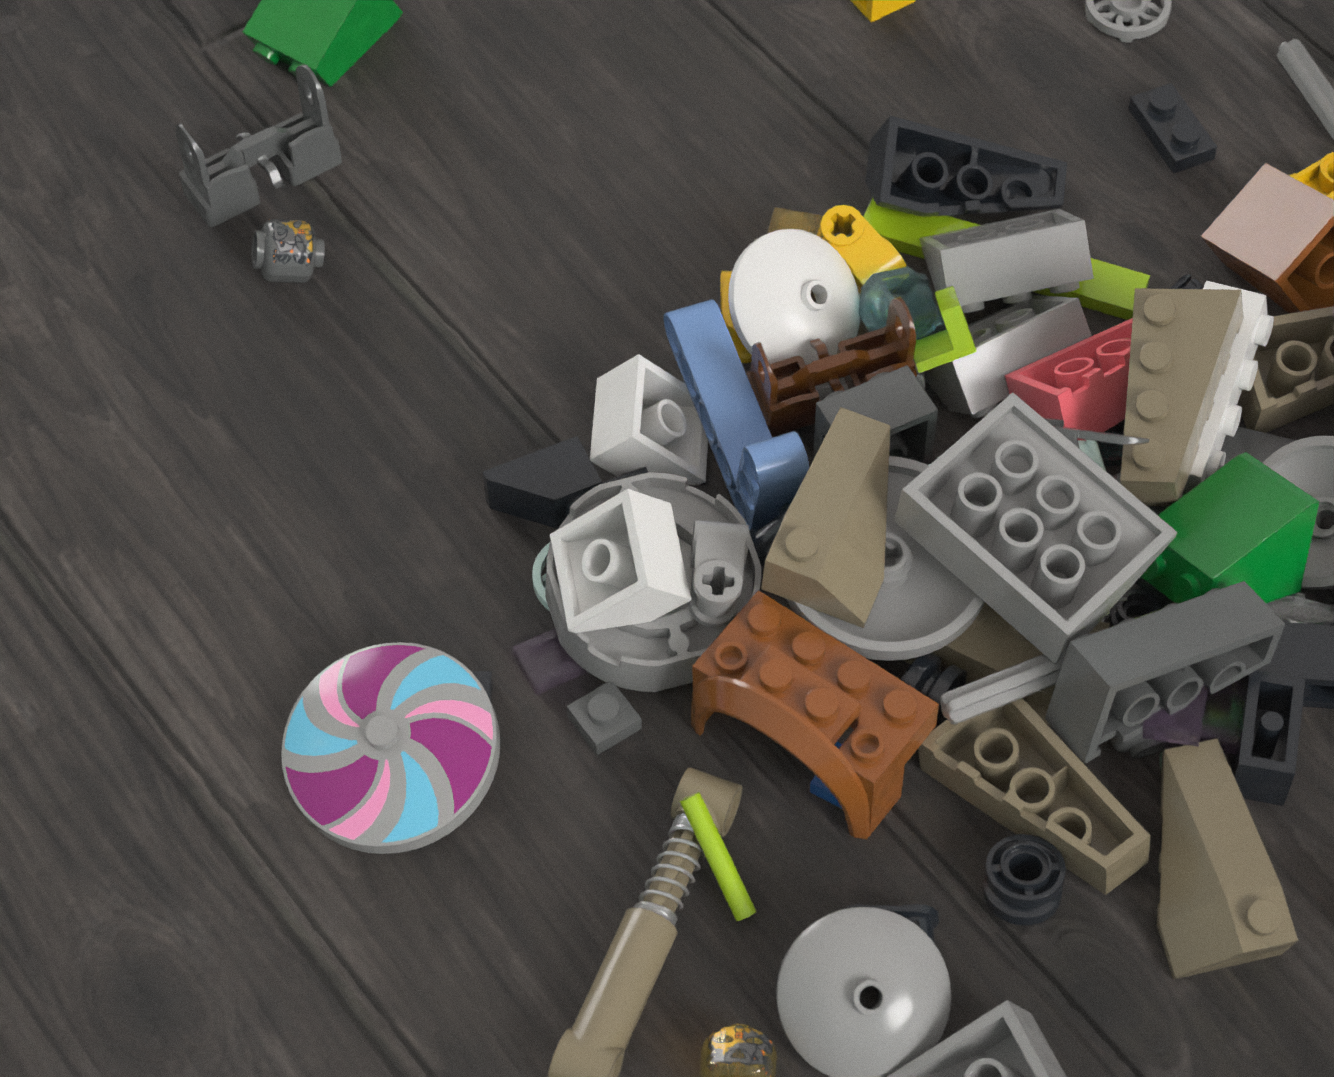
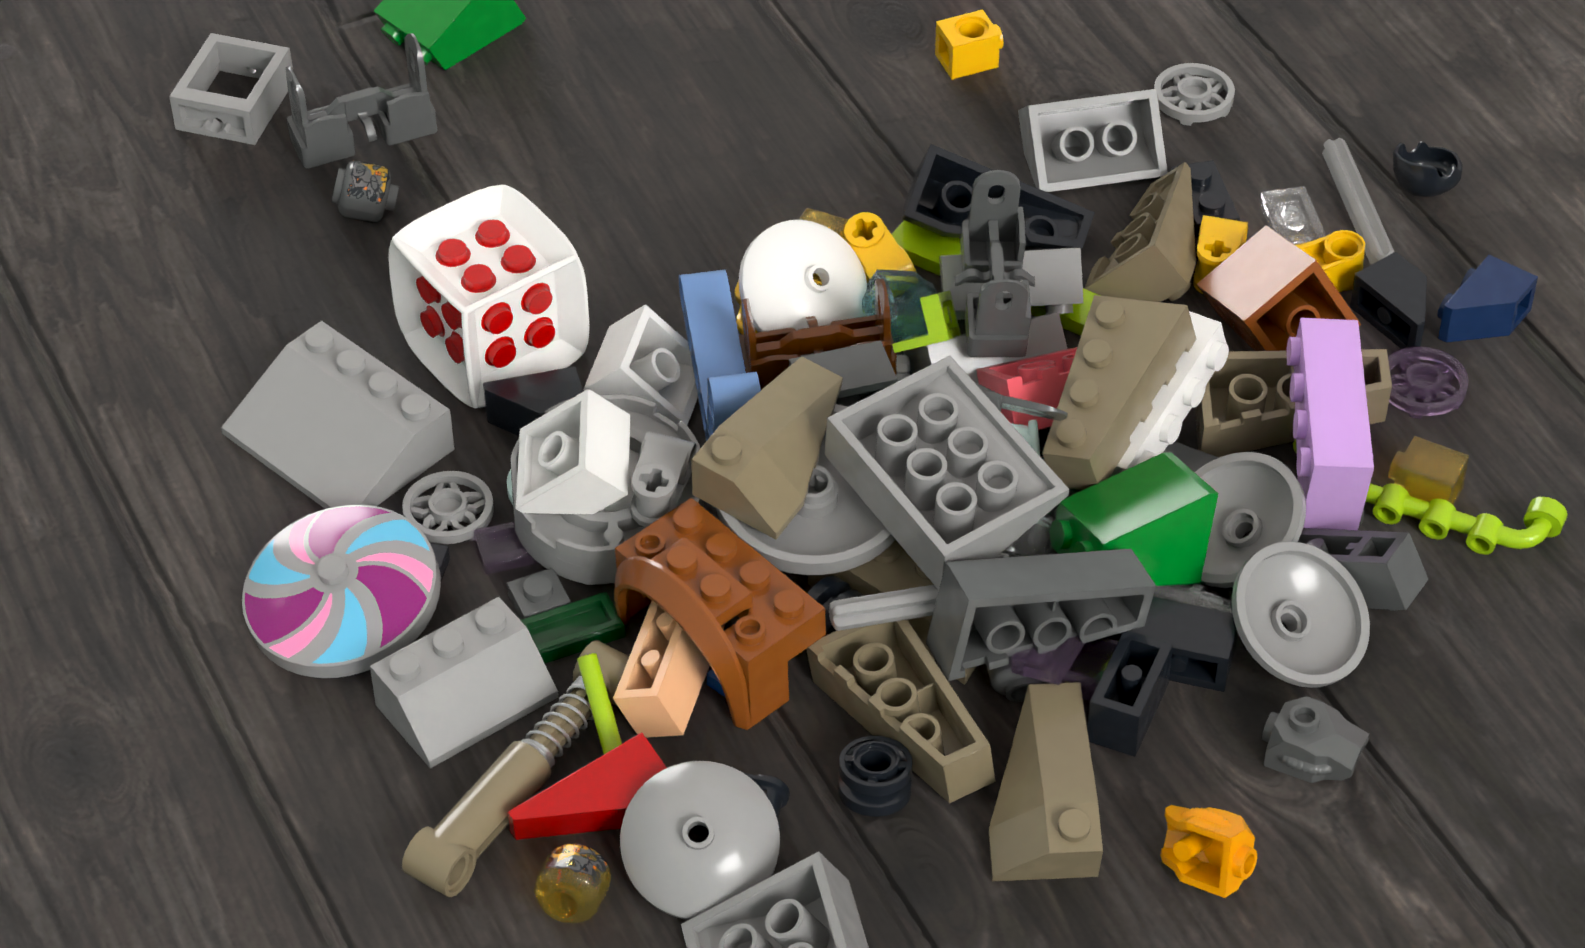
camera: 10 degrees right, 10 degrees down
(125, 180) = (242, 119): none -> light grey window
(333, 540) = (340, 422): none -> light grey slope
(466, 366) = (488, 291): none -> white piece
(477, 621) = (449, 506): none -> light grey wheel
(553, 840) = (462, 682): none -> light grey slope
(646, 750) = (574, 626): none -> dark green tile
(740, 956) = (591, 796): none -> red slope
(768, 801) = (661, 677): none -> light nougat brick
(1000, 245) = (994, 255): none -> dark grey piece
(1044, 79) = (1093, 140): none -> light grey slope
(1140, 199) = (1154, 250): none -> dark tan wedge
(1206, 188) = (1216, 242): none -> yellow piece
(1272, 139) = (1292, 214): none -> clear plate

